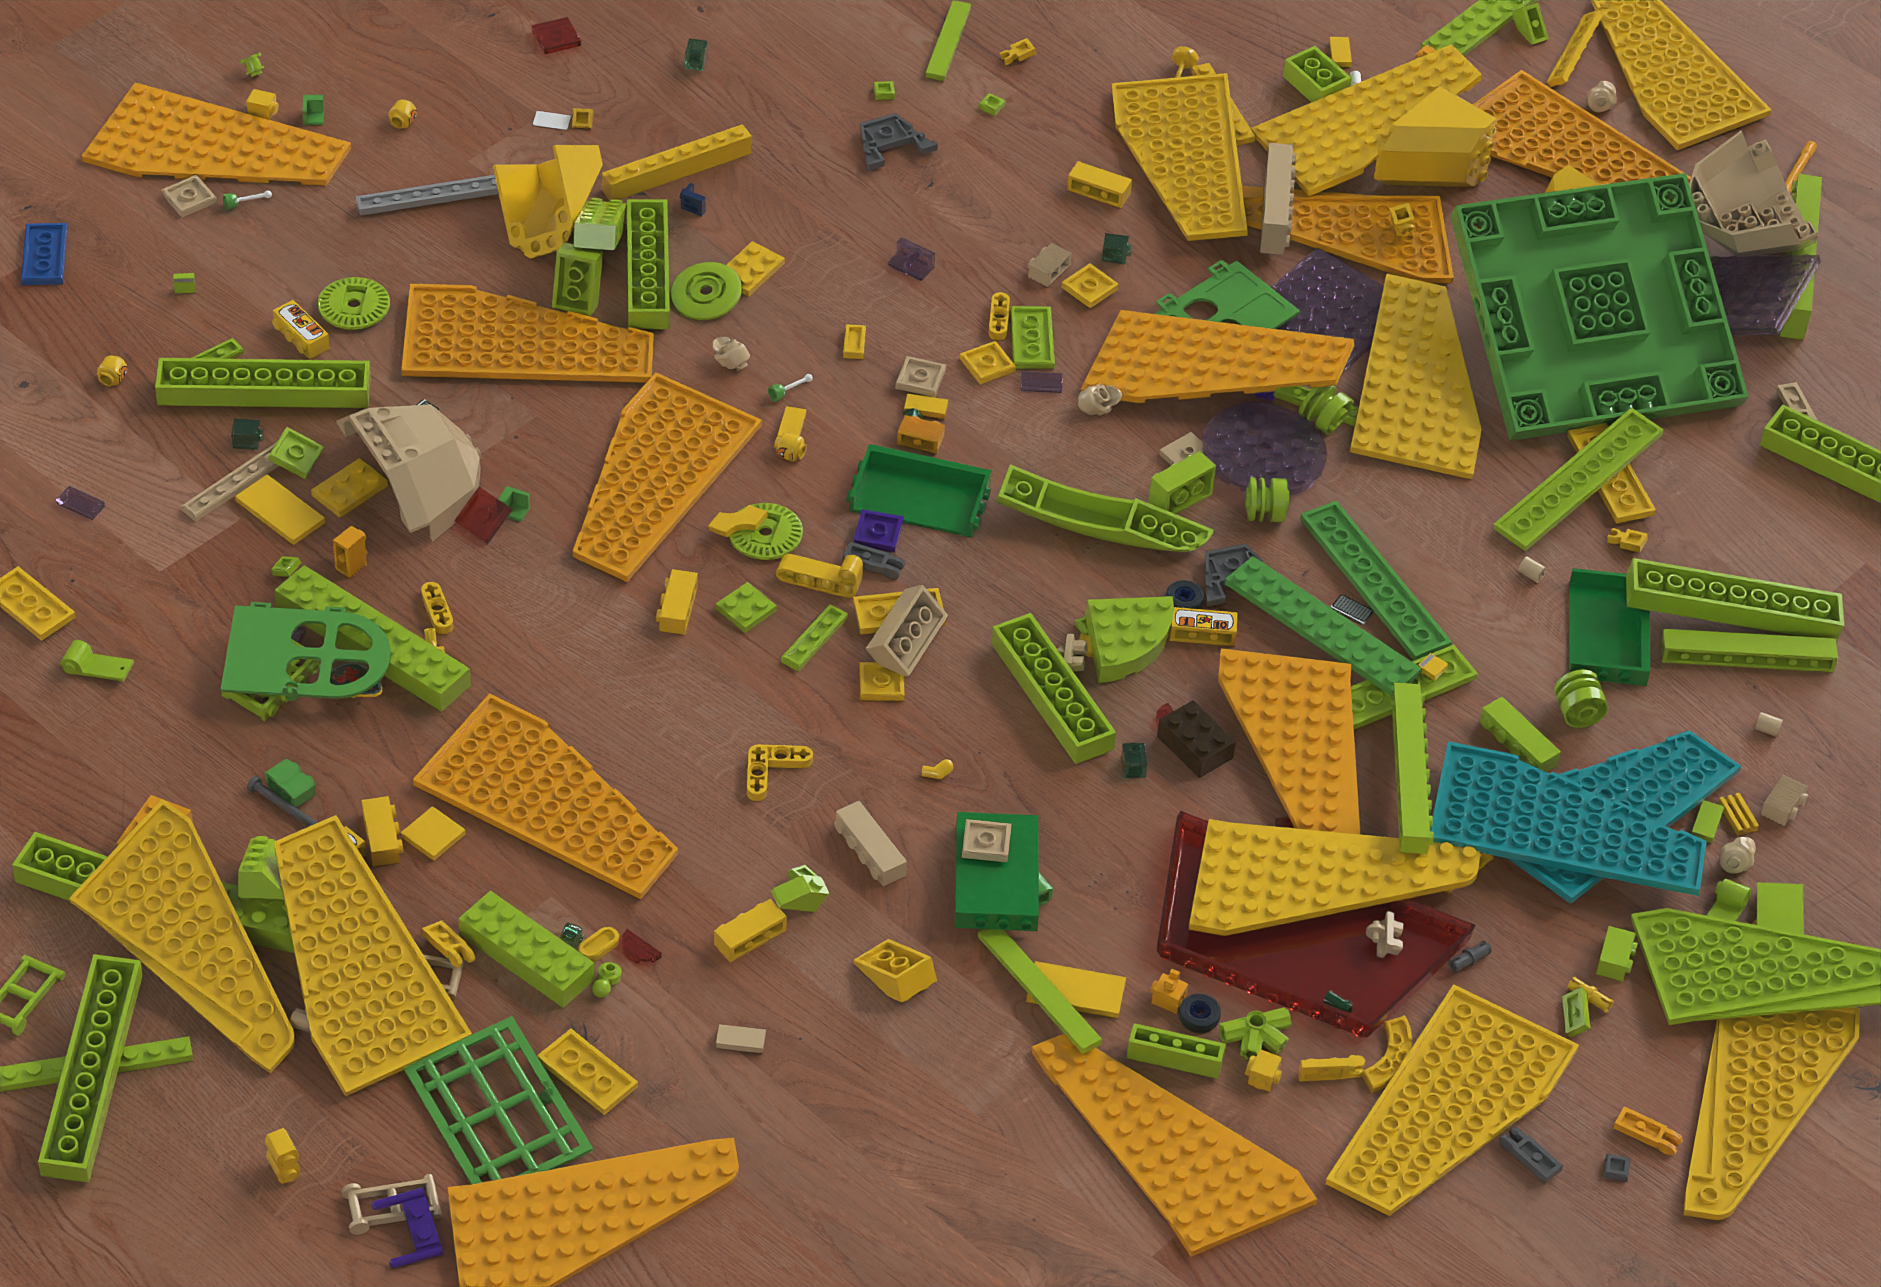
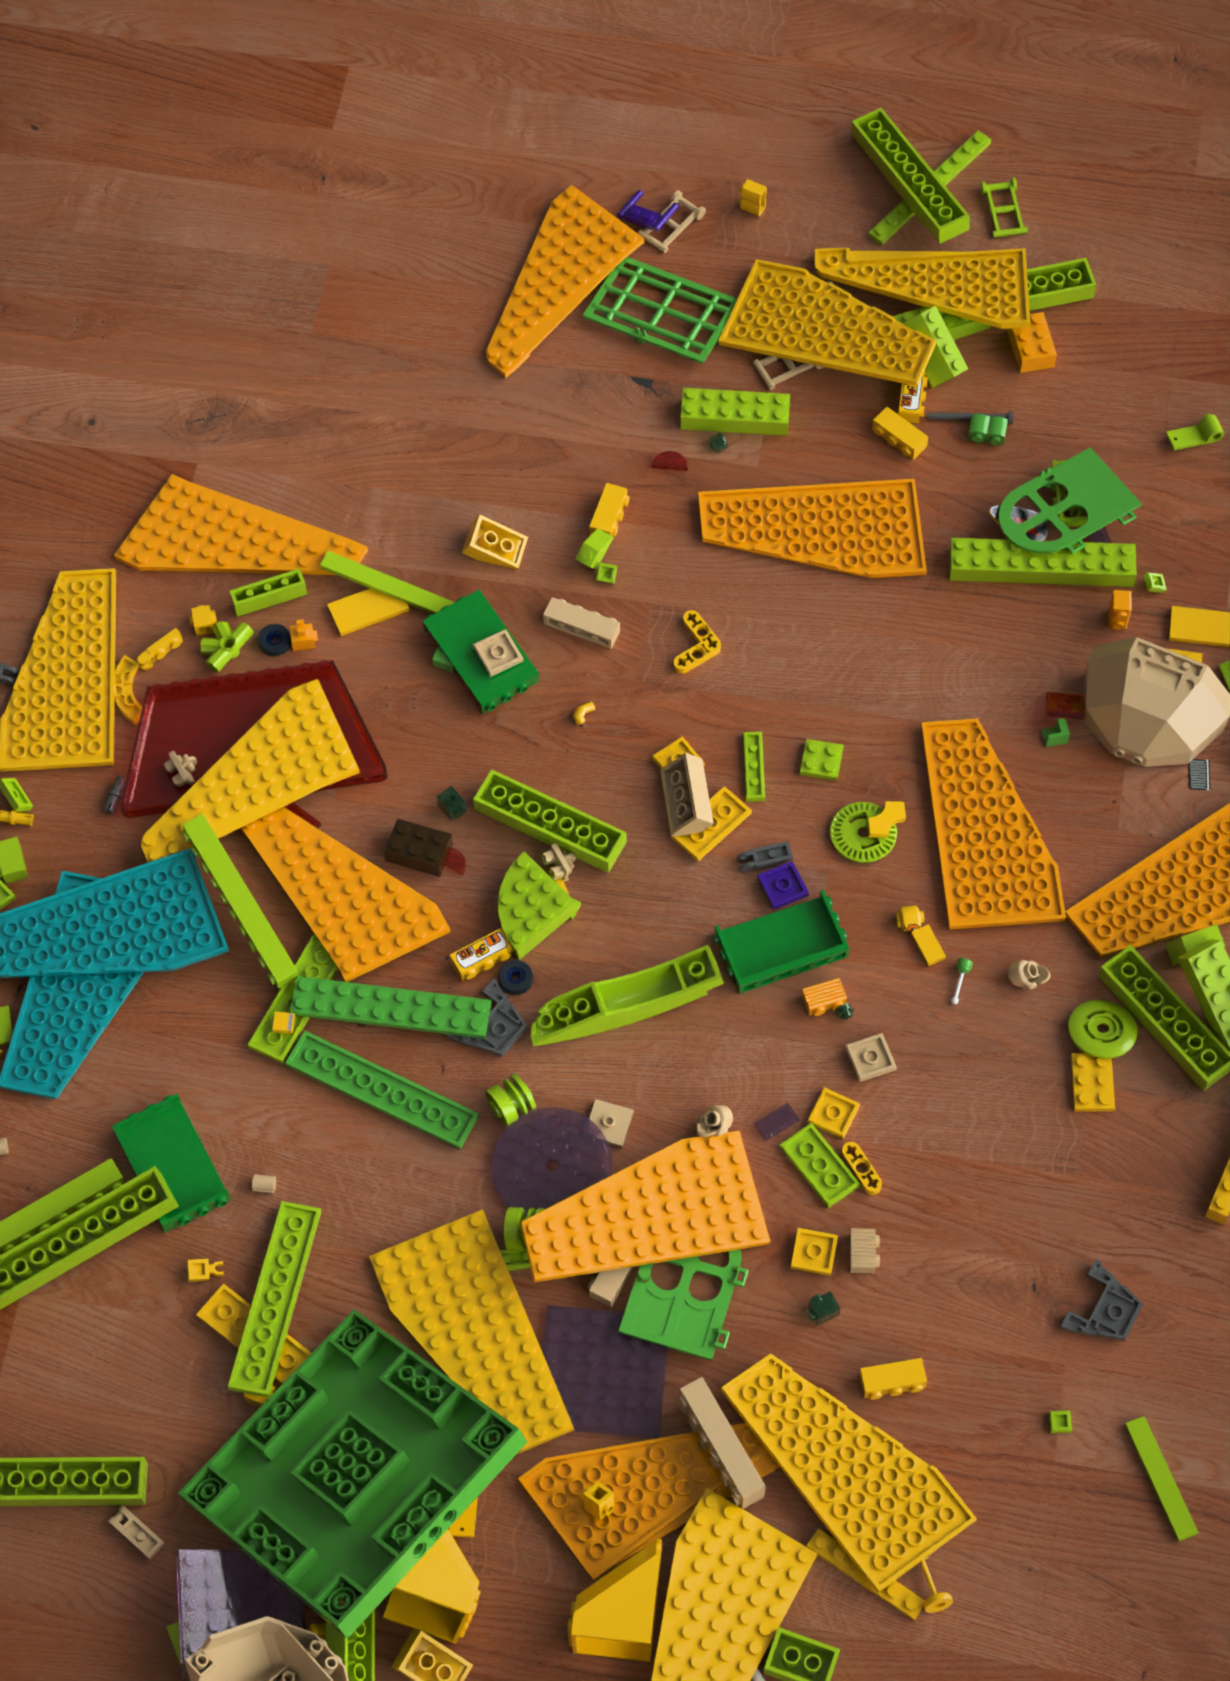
camera: 150 degrees right, 15 degrees up
(430, 637) = (999, 587): yellow arm -> none
(433, 833) = (868, 457): yellow tile -> none
(435, 616) = (1012, 616): yellow beam -> none
(448, 943) = (785, 385): yellow hinge -> none
(587, 1071) = (629, 362): yellow plate -> none
(599, 943) = (697, 450): yellow tile -> none
(608, 975) = (668, 420): lime plate -> none
(677, 601) = (869, 726): yellow brick -> none
(692, 201) = (1196, 1115): dark blue bracket -> none
(740, 1038) = (555, 443): tan tile -> none
(822, 576) = (789, 816): yellow beam -> none
(854, 341) = (951, 1062): yellow tile -> none
(884, 90) = (1161, 1371): lime tile -> none
(912, 259) = (976, 1178): panel -> none
(927, 405) = (844, 1033): yellow tile -> none
(1019, 50) = (1087, 1506): yellow plate -> none
(1183, 483) = (586, 1069): lime brick -> none
(1338, 1002) = (182, 697): dark green pin -> none
(1352, 609) = (385, 1056): sticker -> none
(1519, 735) = (183, 1006): lime brick -> none
(1581, 698) = (151, 1062): lime wheel -> none

